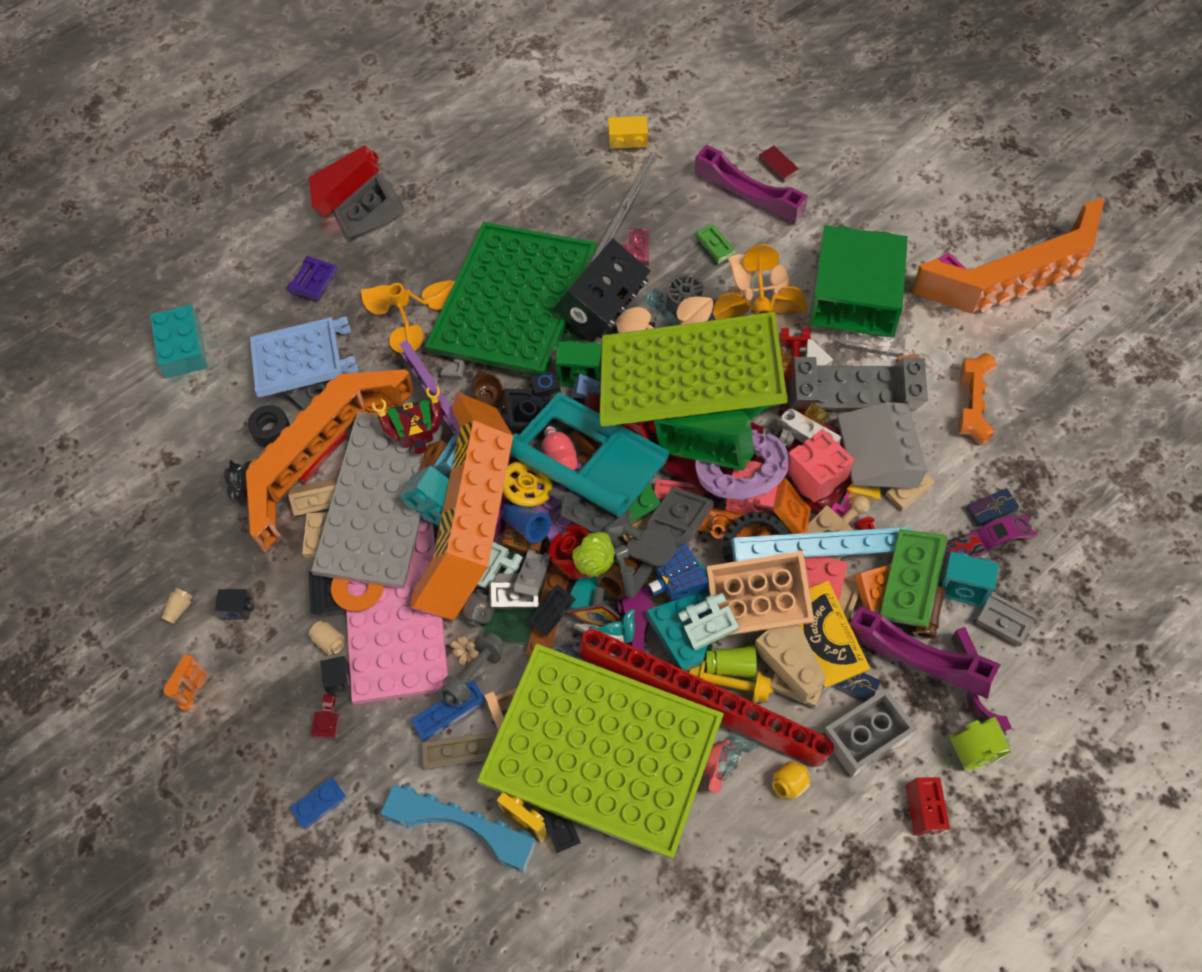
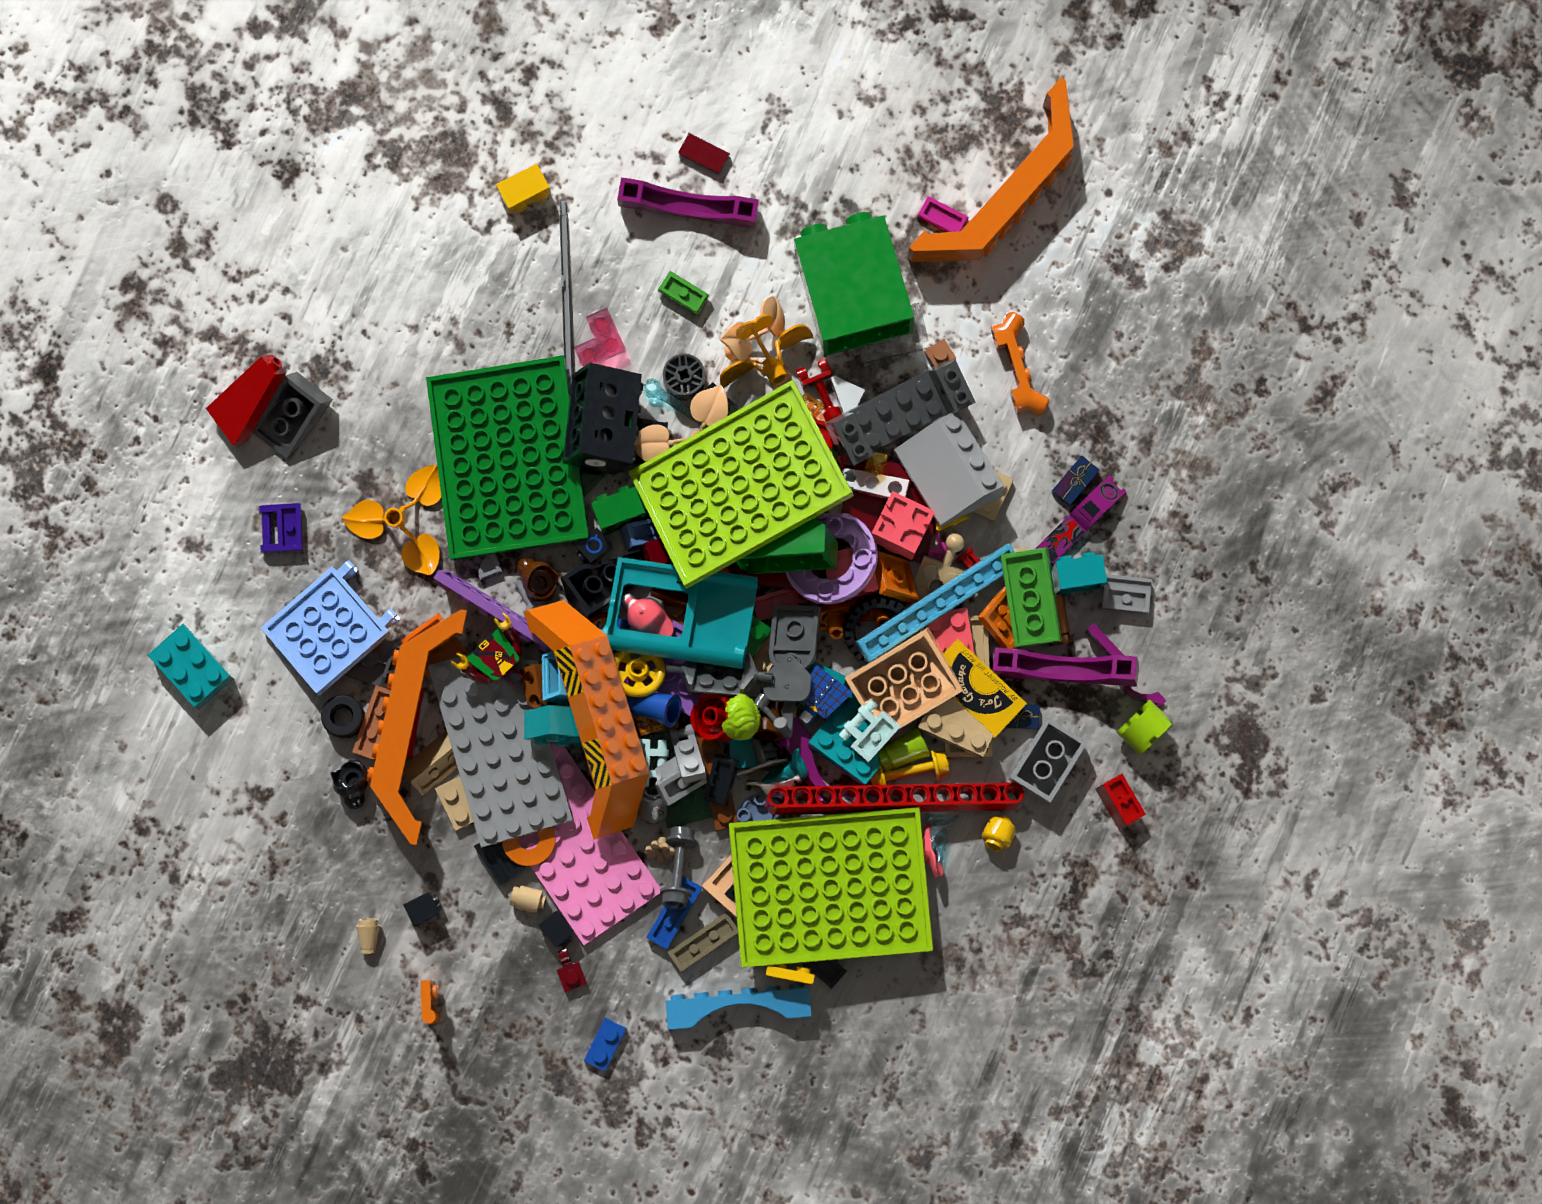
camera: 30 degrees left, 20 degrees up
(786, 437) = (855, 502): light grey plate -> none

